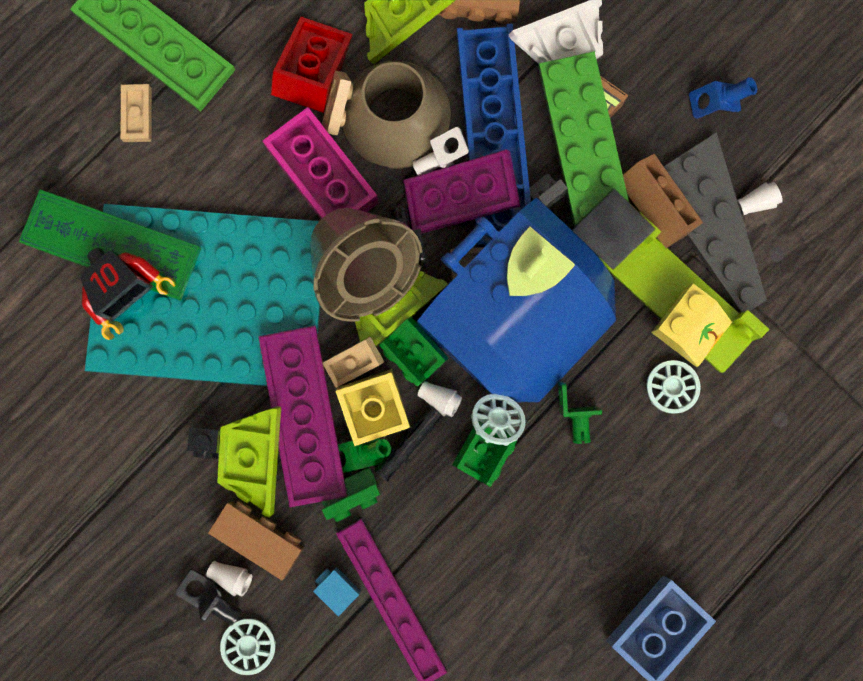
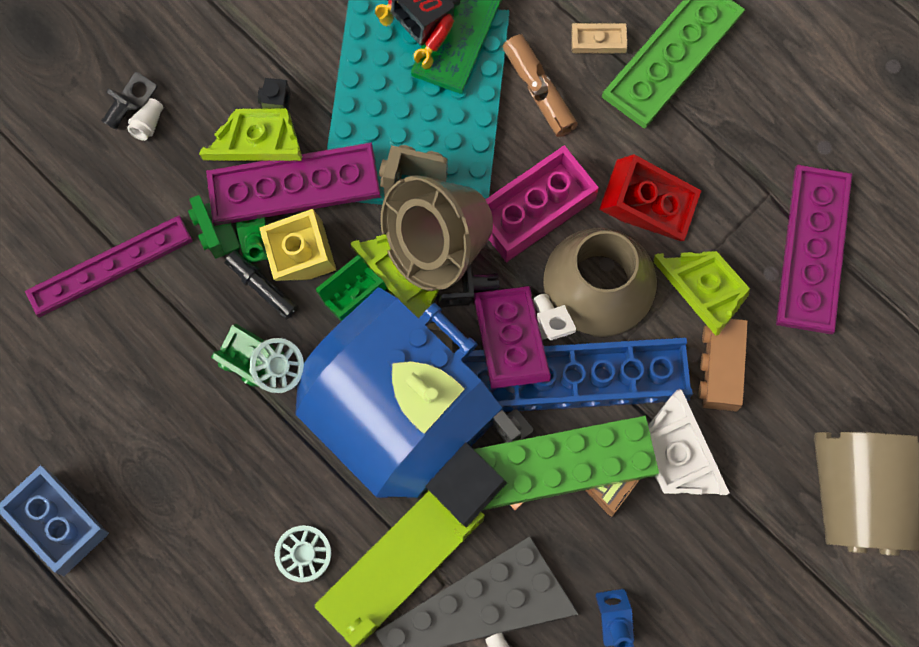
camera: 95 degrees right, 10 degrees down
(175, 179) = (532, 73): none -> medium nougat piece
(248, 646) = (81, 136): light aqua wheel -> none
(257, 539) = (178, 143): medium nougat brick -> none
(296, 310) = (411, 163): none -> dark tan bracket
(336, 590) = (124, 213): dark azure brick -> none
(340, 92) = (615, 220): tan plate -> none
(353, 362) = (343, 231): tan plate -> none
(441, 398) = (303, 316): white cone -> none
(579, 416) = (279, 451): green bracket -> none
(660, 200) = (499, 542): medium nougat brick -> none
(693, 324) = (363, 571): light yellow slope -> none

